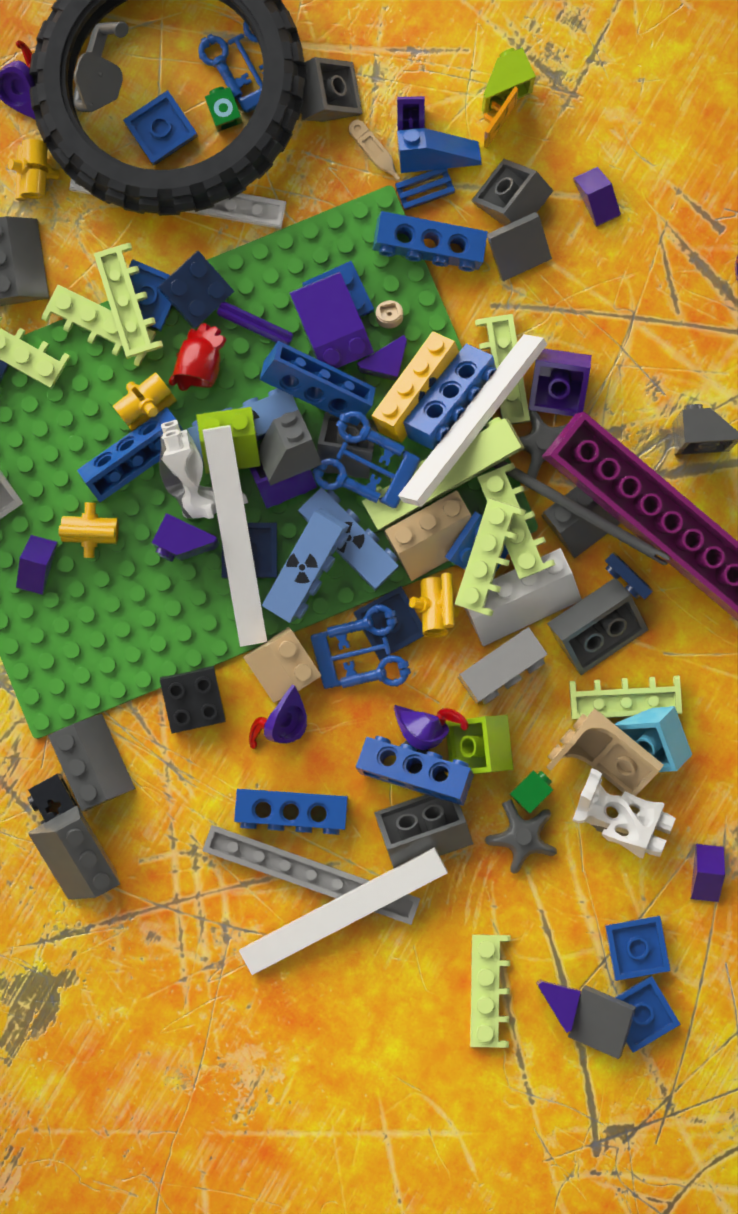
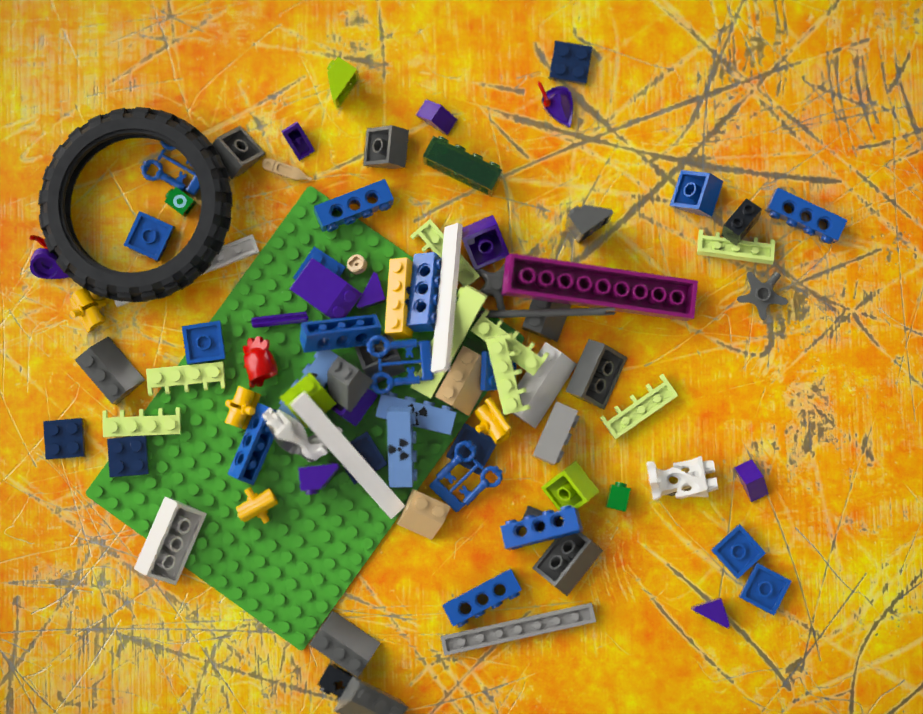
camera: 30 degrees left, 0 degrees up
(35, 564) = (237, 545): dark purple slope -> none
(95, 77) = (92, 231): dark grey piece -> none
(124, 301) = (193, 354): yellowish green hinge -> none
(192, 699) = (382, 568): black brick -> none
(195, 289) = (231, 321): dark blue plate -> none
(285, 722) = (446, 548): dark purple piece -> none
(343, 911) = (550, 639): white tile -> none
(422, 178) = (340, 162): blue tile -> none
(424, 729) = (531, 500): dark purple piece -> none
(433, 150) = (322, 149): blue slope -> none
(486, 991) = (665, 633): yellowish green hinge -> none
(503, 113) = (350, 105): light orange piece -> none
(519, 246) = (409, 176): dark grey tile -> none
(522, 836) = (629, 527): dark grey animal -> none
(591, 273) = (462, 165): none -> clear green brick
(602, 1022) = (745, 608): dark grey tile -> none
(609, 752) = (649, 445): tan bracket -> none
(636, 585) = (603, 336): dark blue plate -> none
(660, 734) = (672, 422): medium azure slope -> none

